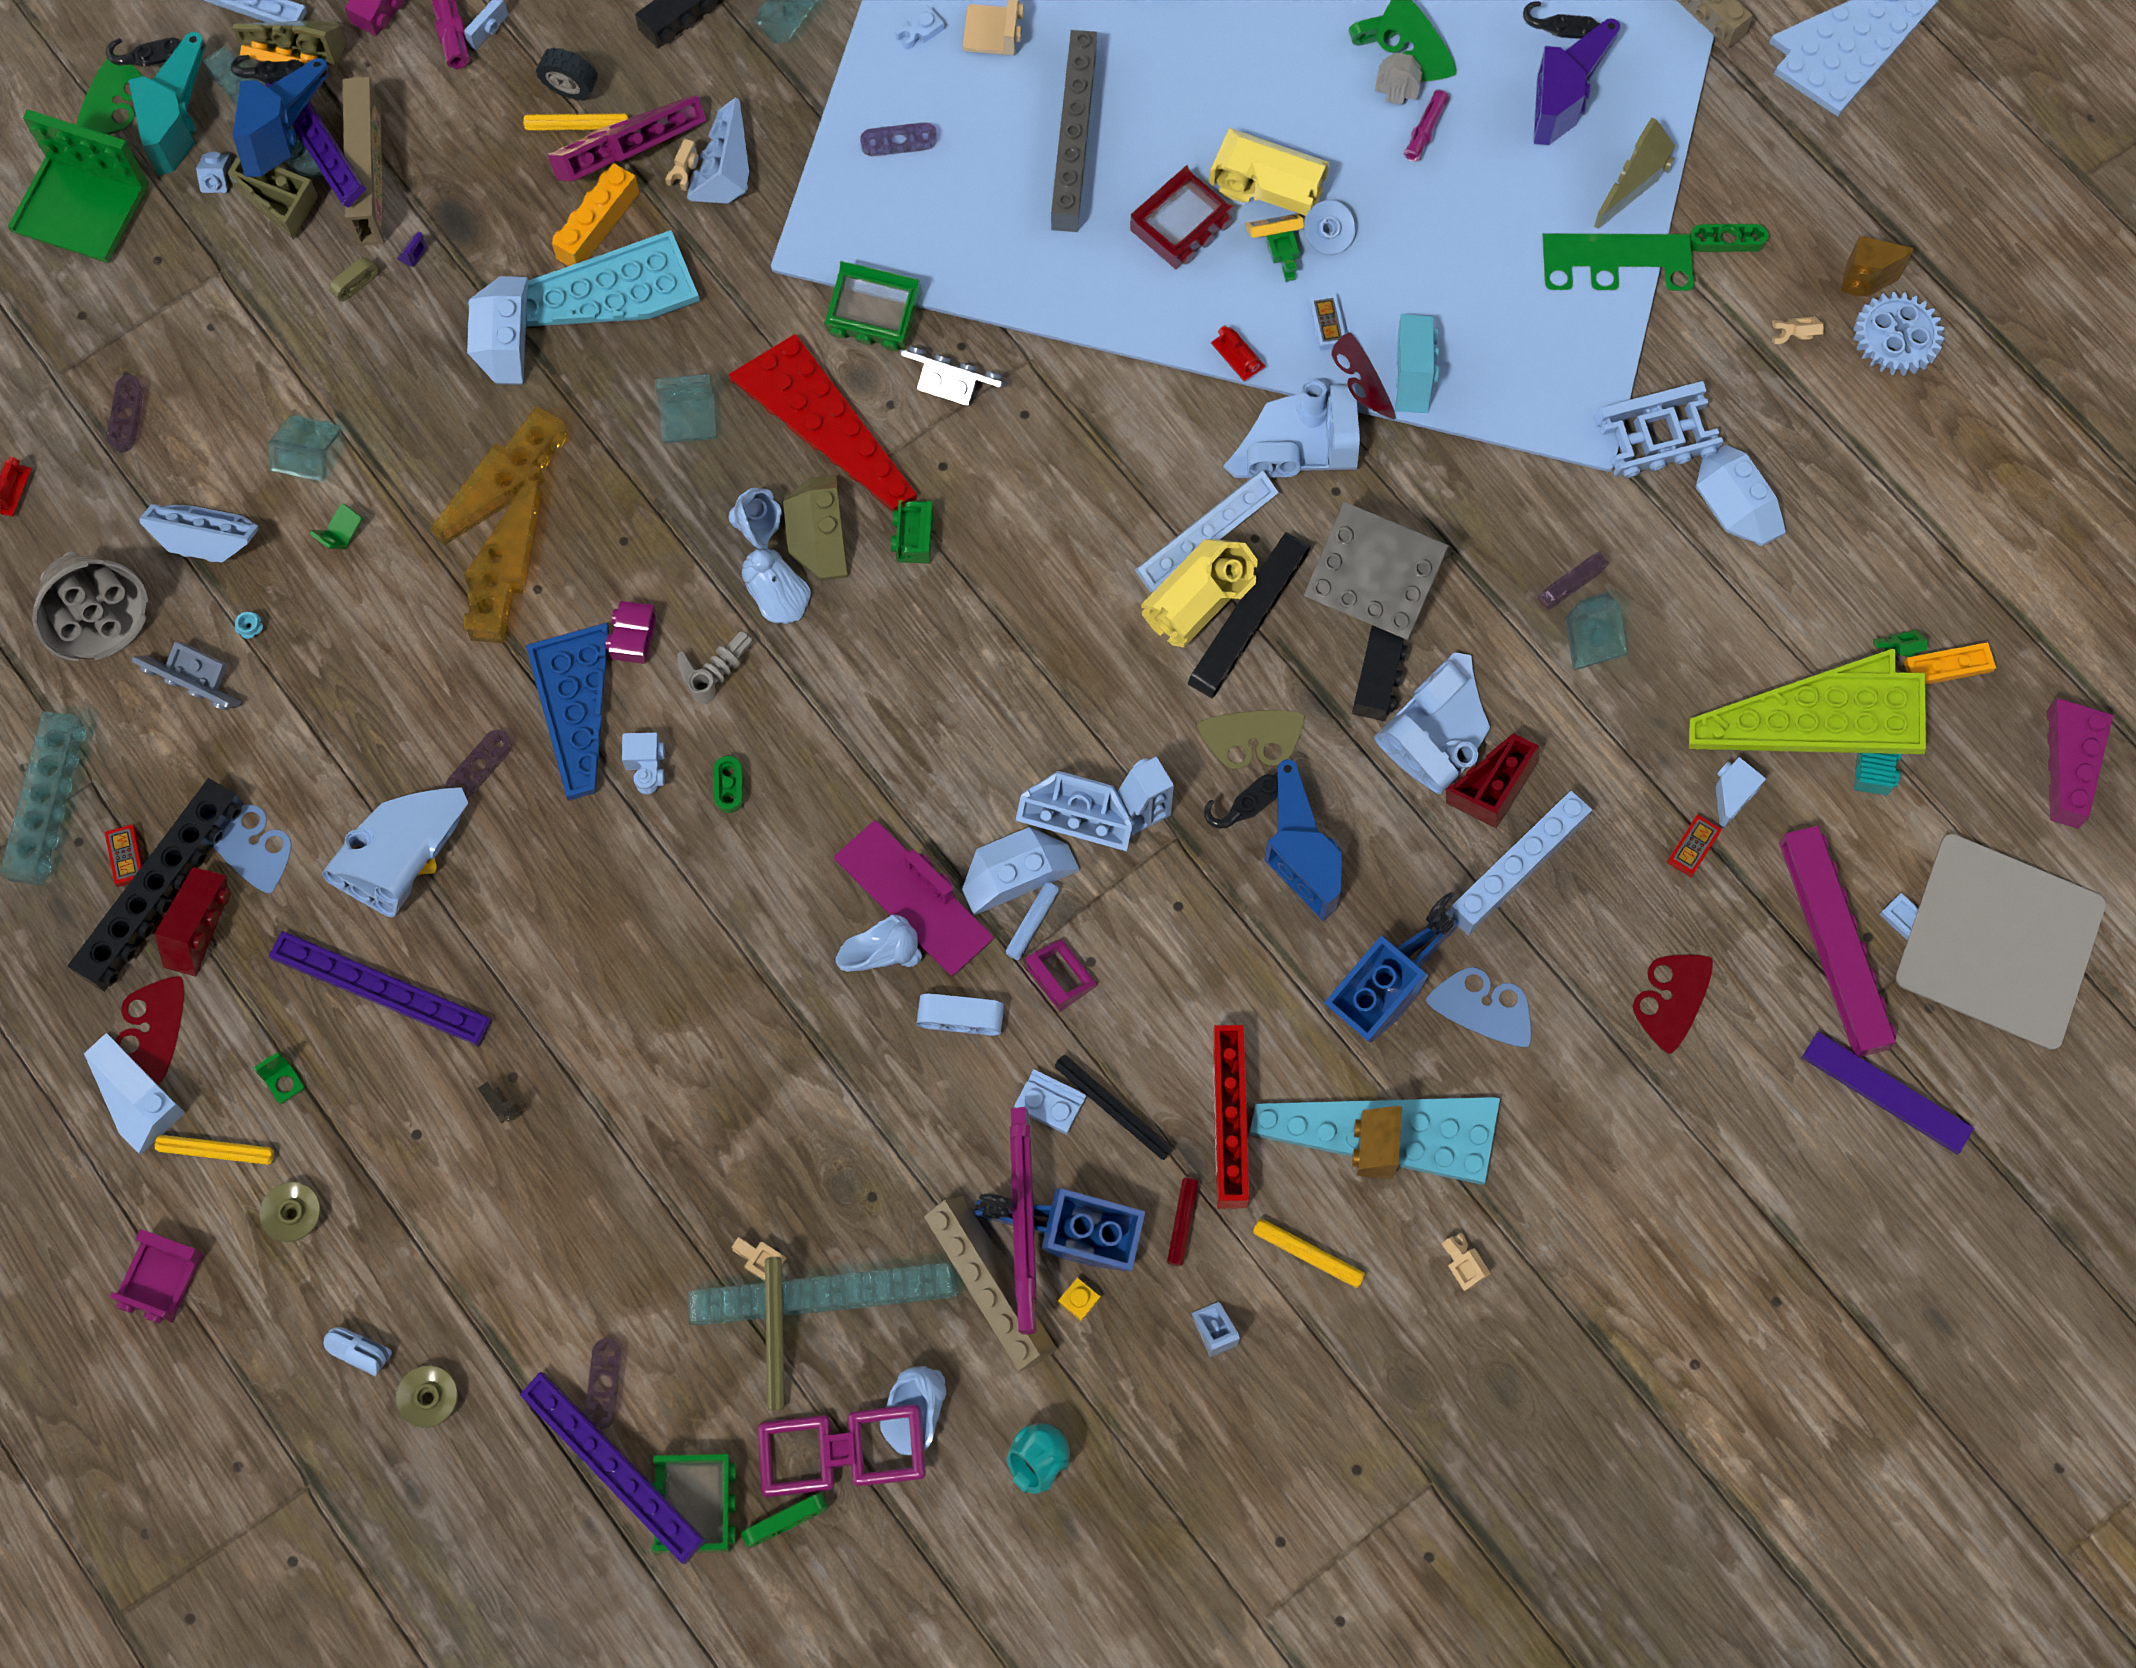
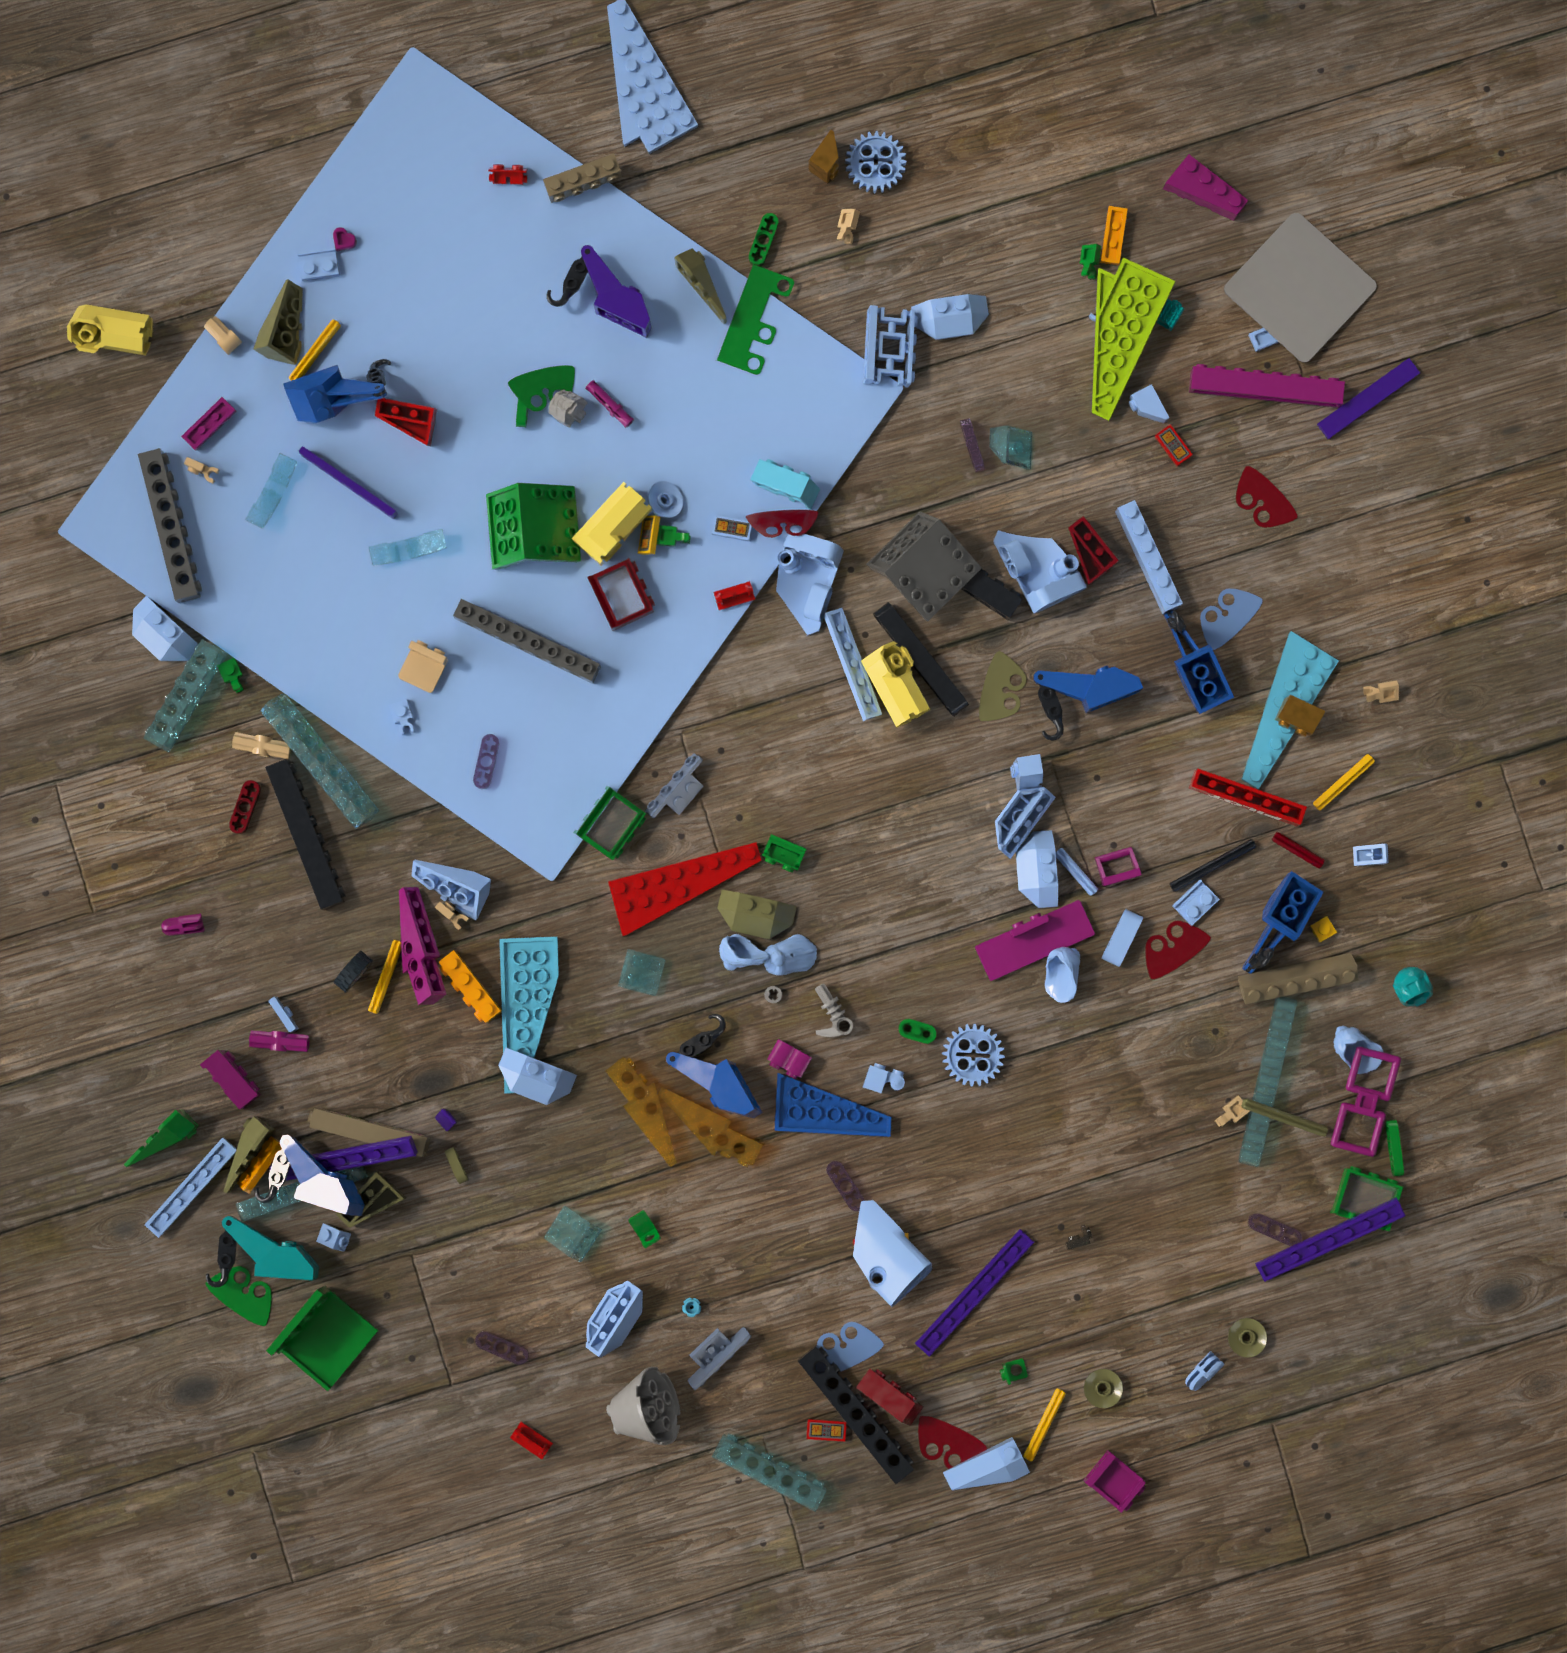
camera: 70 degrees left, 15 degrees up
(571, 555) = (721, 1080): none -> blue slope
(693, 875) = (973, 1036): none -> light blue gear
(714, 577) = (779, 994): none -> light grey bush
(955, 1096) = (1168, 959): none -> dark red piece
(1023, 1220) = (1280, 947): magenta piece -> none
(1233, 85) = (532, 524): none -> green bracket

